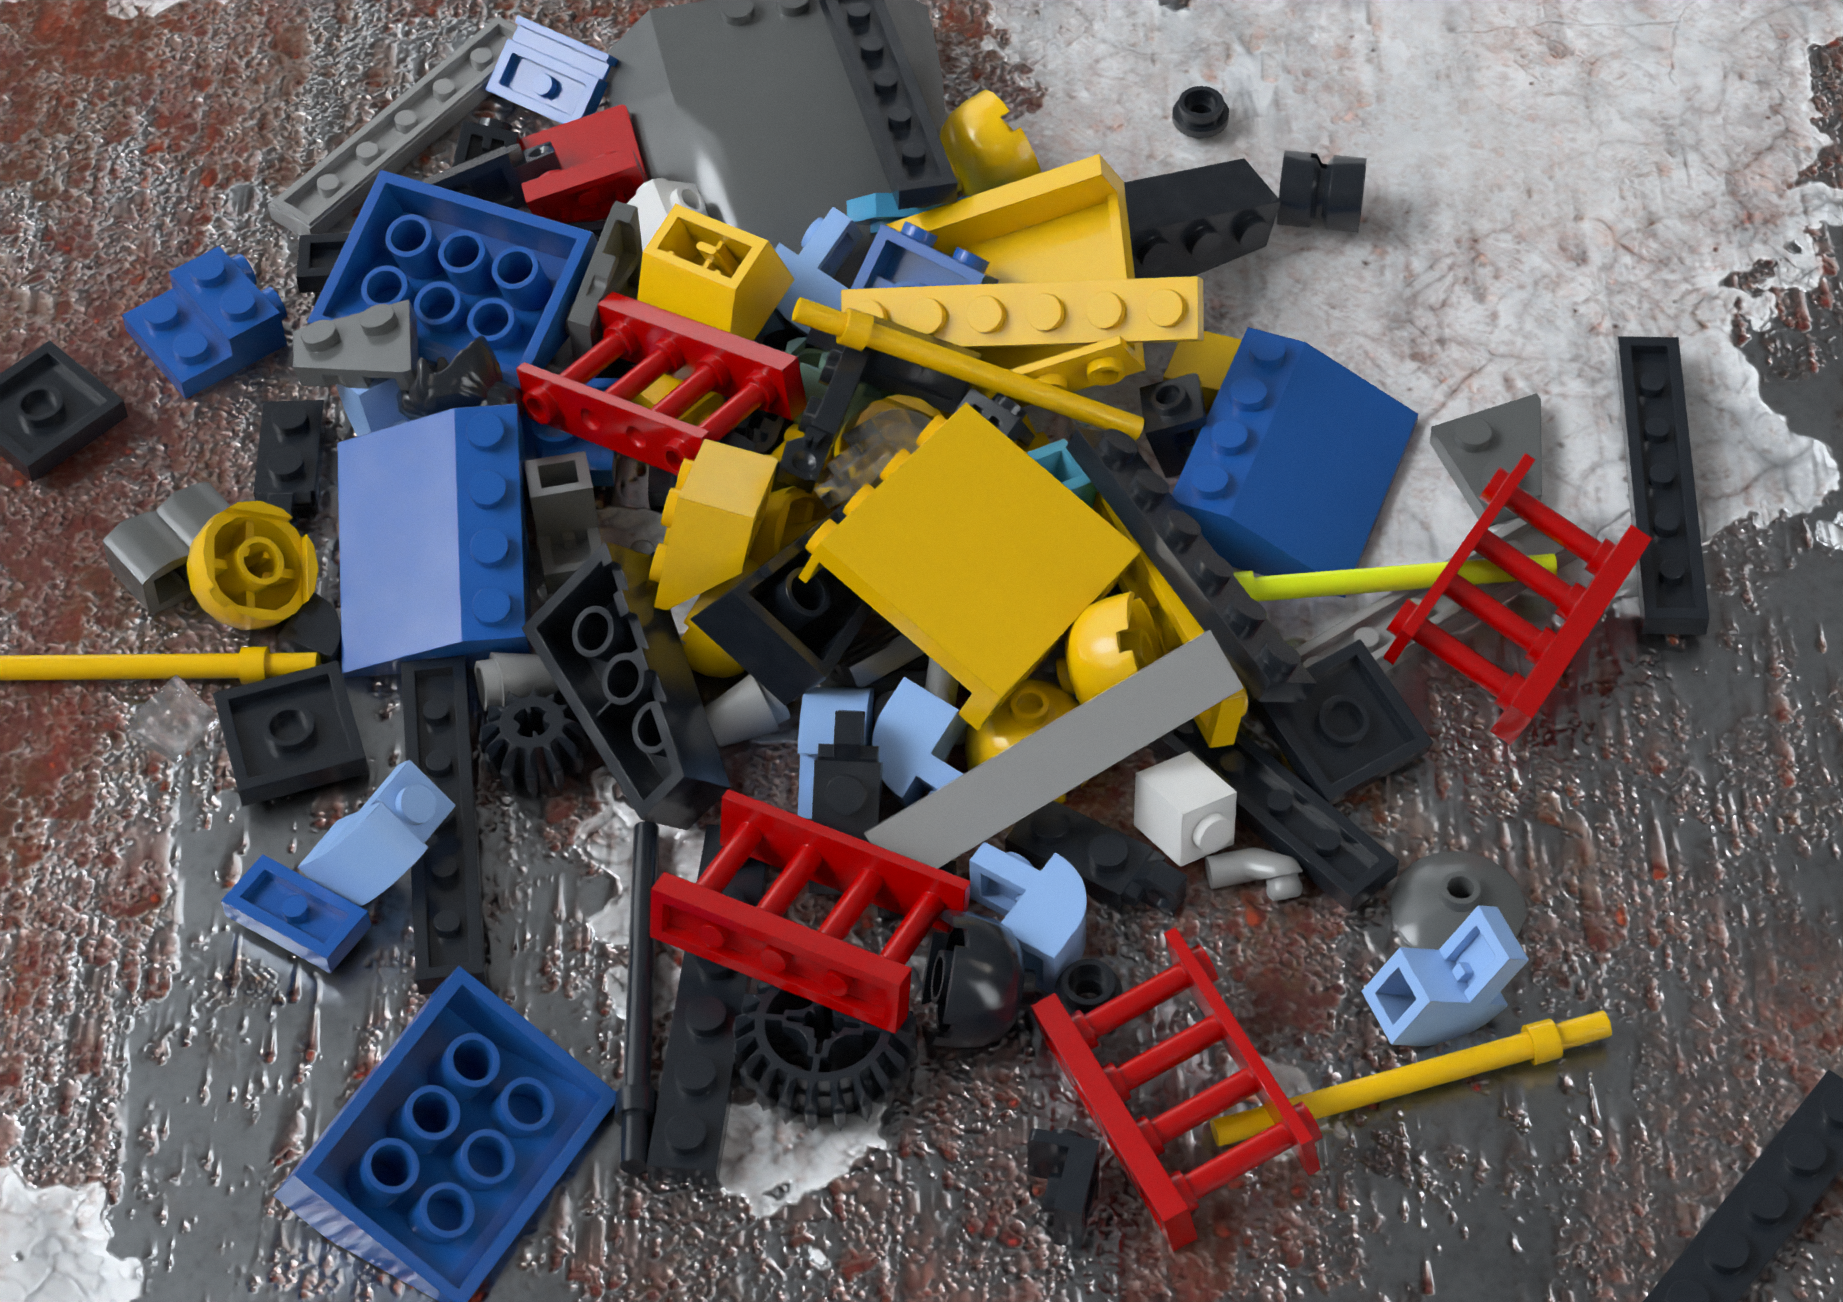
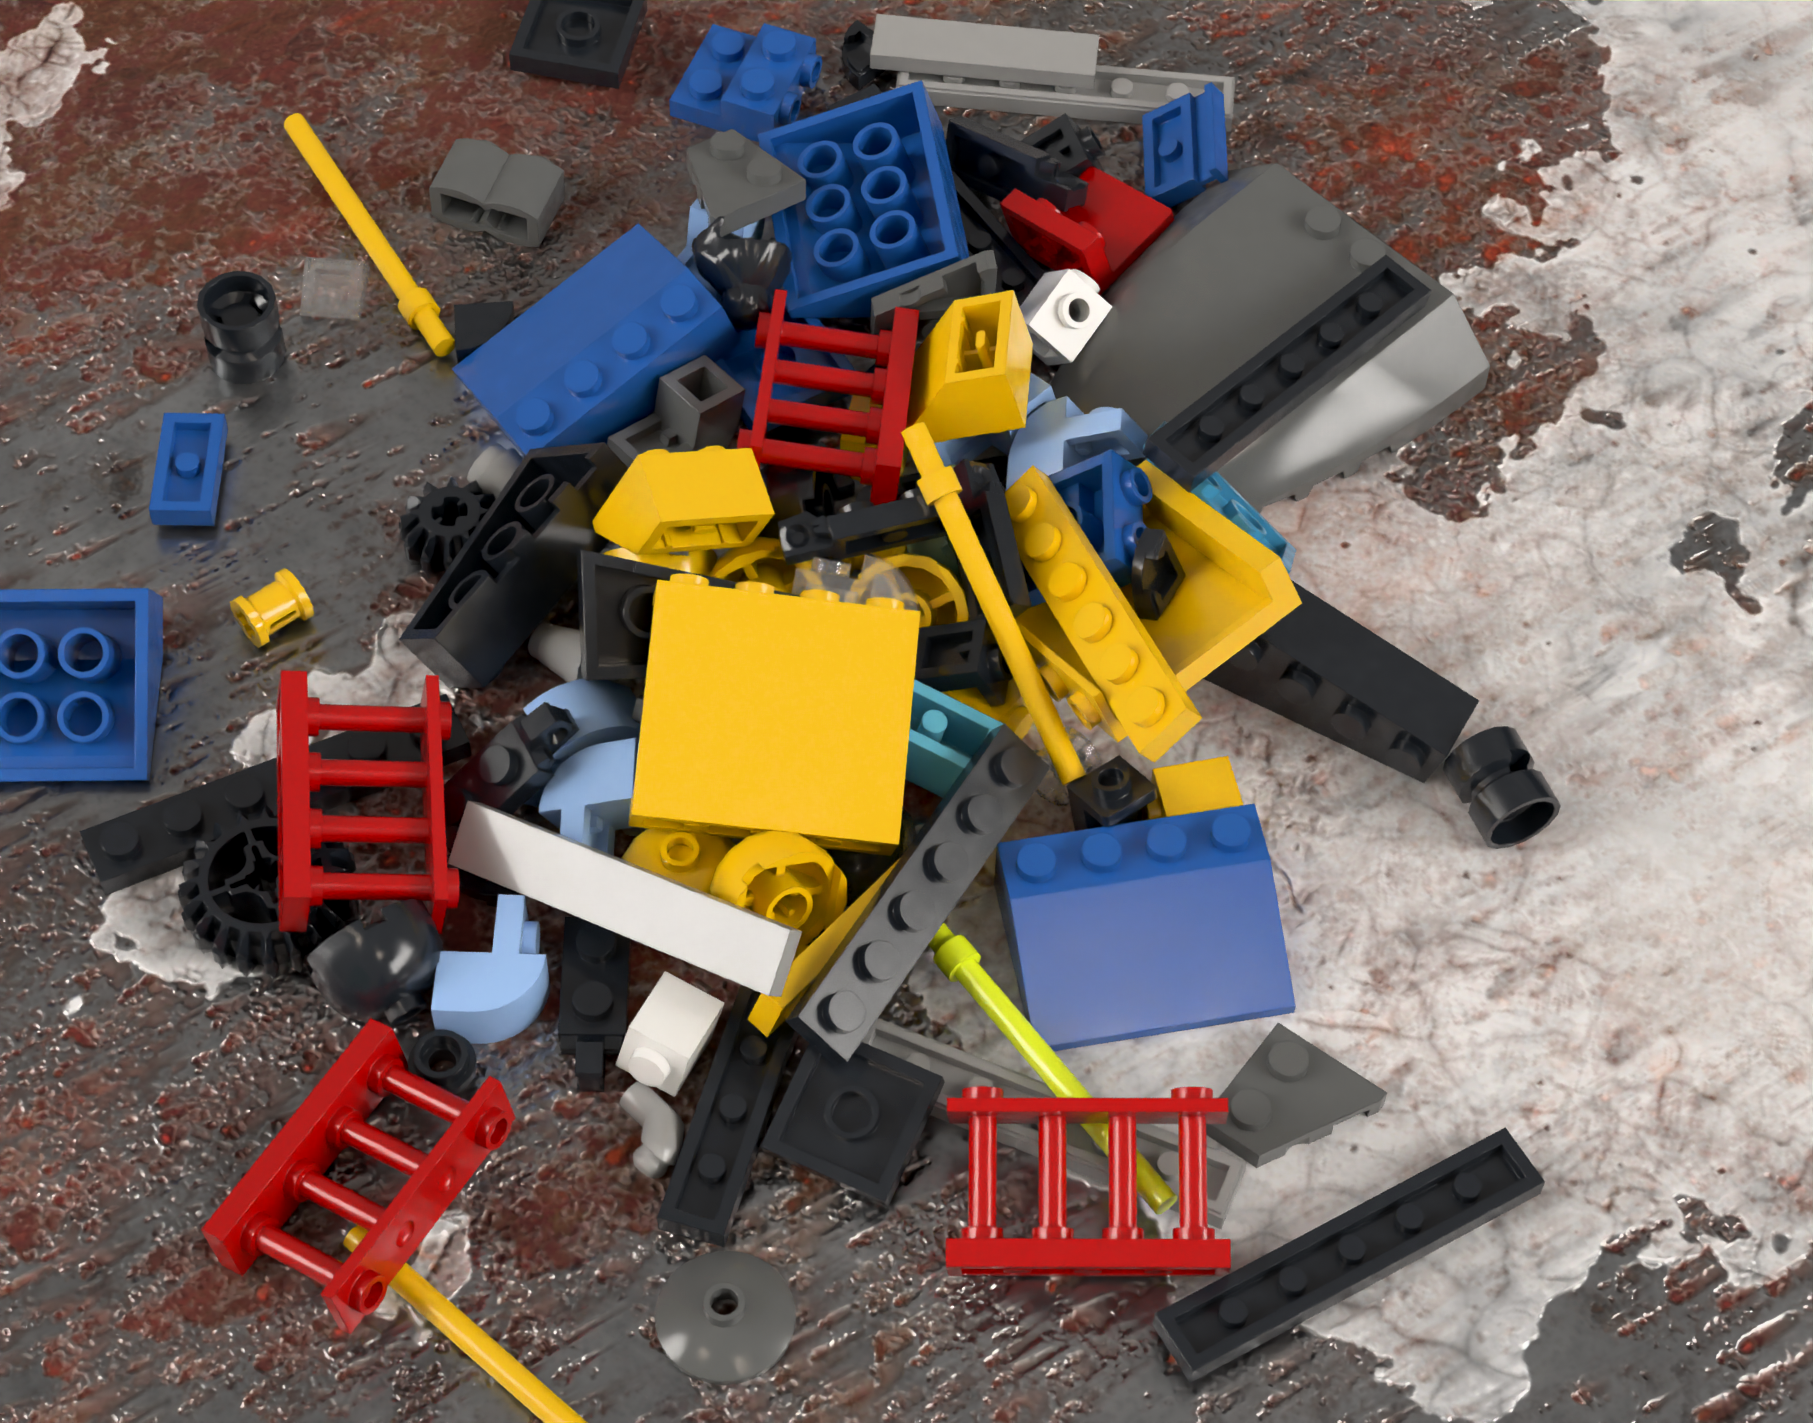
camera: 55 degrees right, 5 degrees up
(175, 796) = (241, 327): none -> black wheel
(245, 234) = (856, 56): none -> black tile
(251, 566) = (487, 243): yellow cylinder -> none
(290, 733) = (362, 367): black plate -> none
(291, 455) = (657, 205): black hinge -> none
(331, 149) = (984, 51): none -> light grey tile
(382, 839) = (277, 475): light blue brick -> none
(448, 873) = (333, 513): black plate -> none
(511, 913) = (272, 607): none -> yellow bush
(636, 1099) = (143, 791): black bar -> none
(985, 147) = (1326, 499): yellow cylinder -> none
(1003, 258) = (1154, 574): none -> tile
(1072, 1175) = (219, 1150): black bracket -> none
(1200, 112) = (1544, 633): black plate -> none
(1449, 991) = (597, 1338): light blue brick -> none

